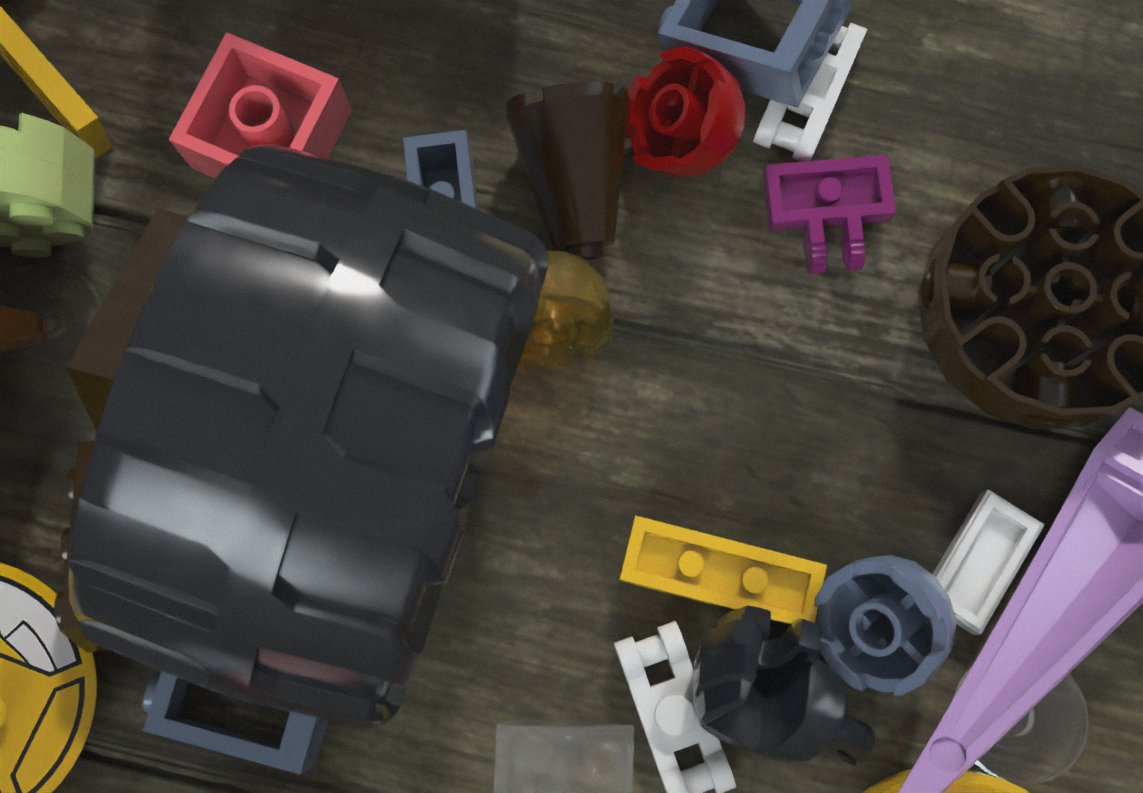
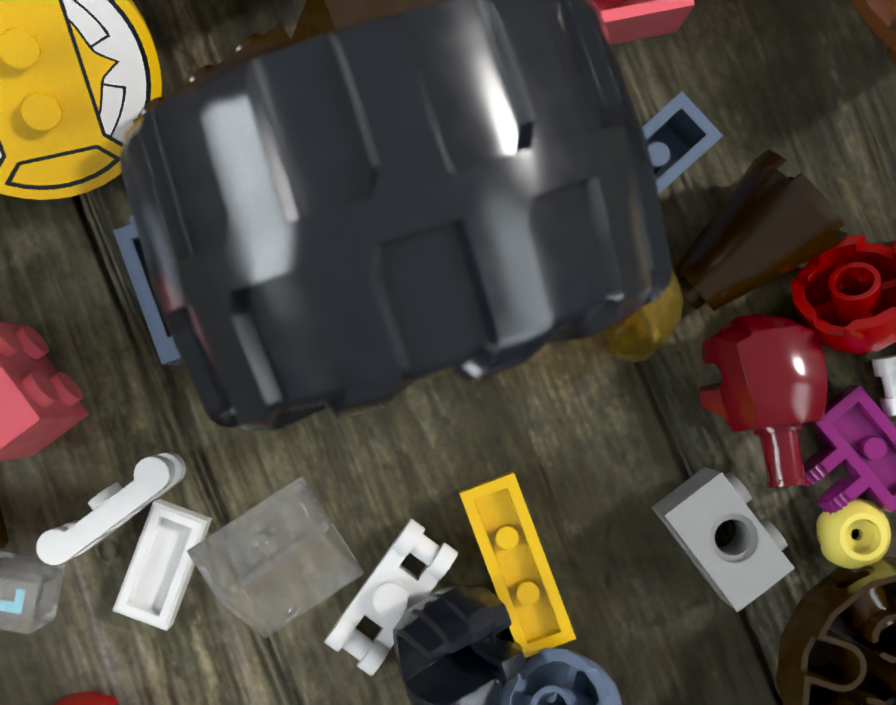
camera: 50 degrees right, 10 degrees up
(713, 241) = (769, 385): none -> dark red piece
(859, 361) = (746, 564): none -> light grey brick
(893, 276) = (836, 540): none -> light yellow plate

